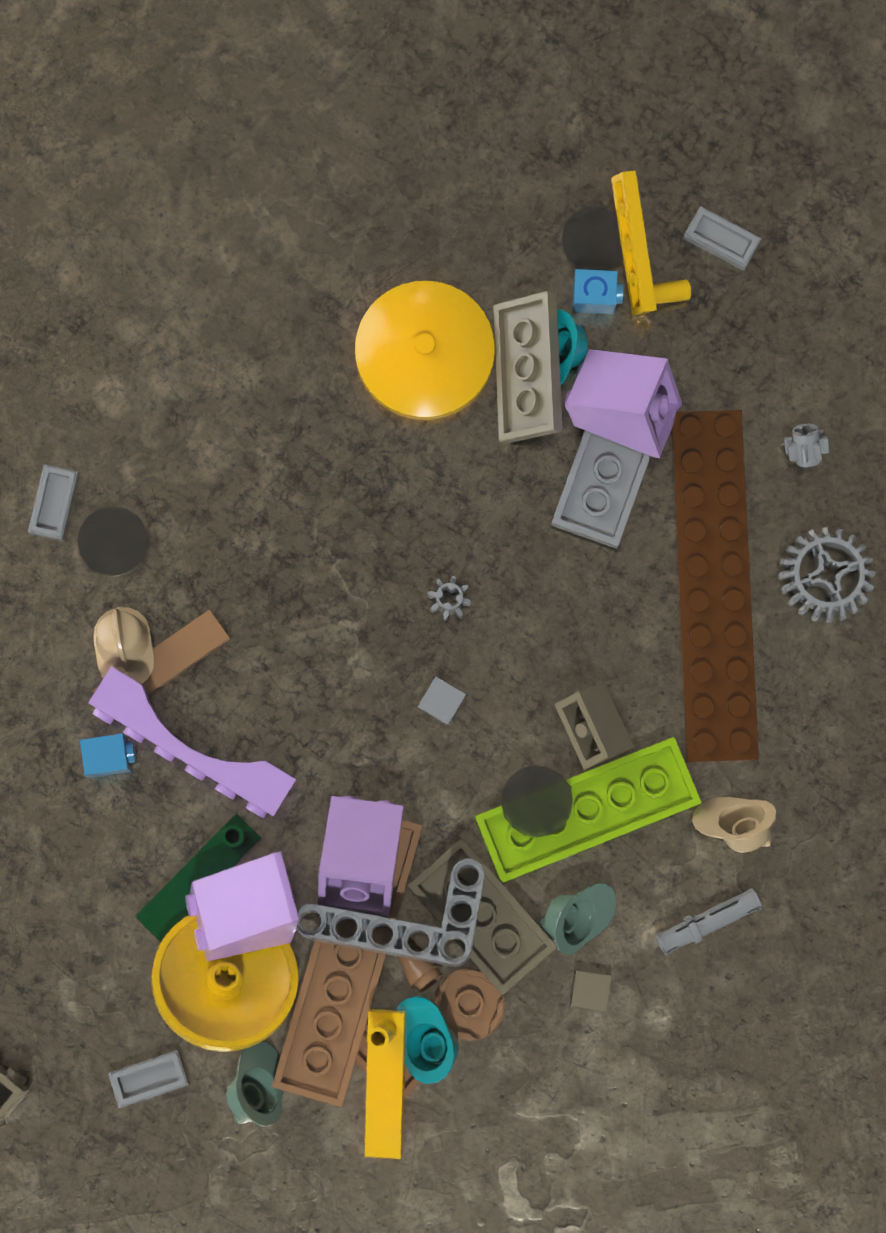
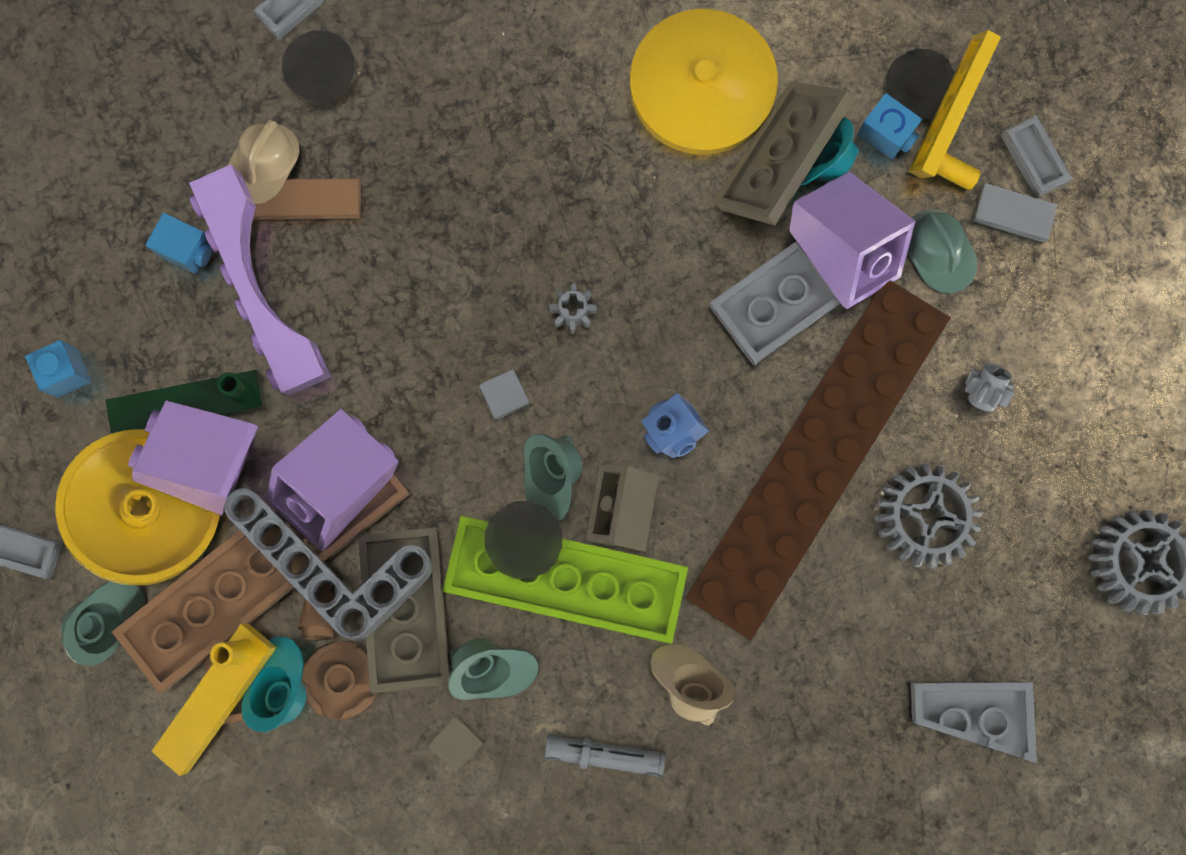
camera: 35 degrees right, 0 degrees up
(82, 917) = (58, 368): none -> dark azure brick
(521, 736) = (551, 471): none -> sand green piece
(590, 637) = (673, 427): none -> medium blue brick
(699, 361) = (942, 252): none -> sand green piece
(735, 294) = (1014, 213): none -> light grey tile

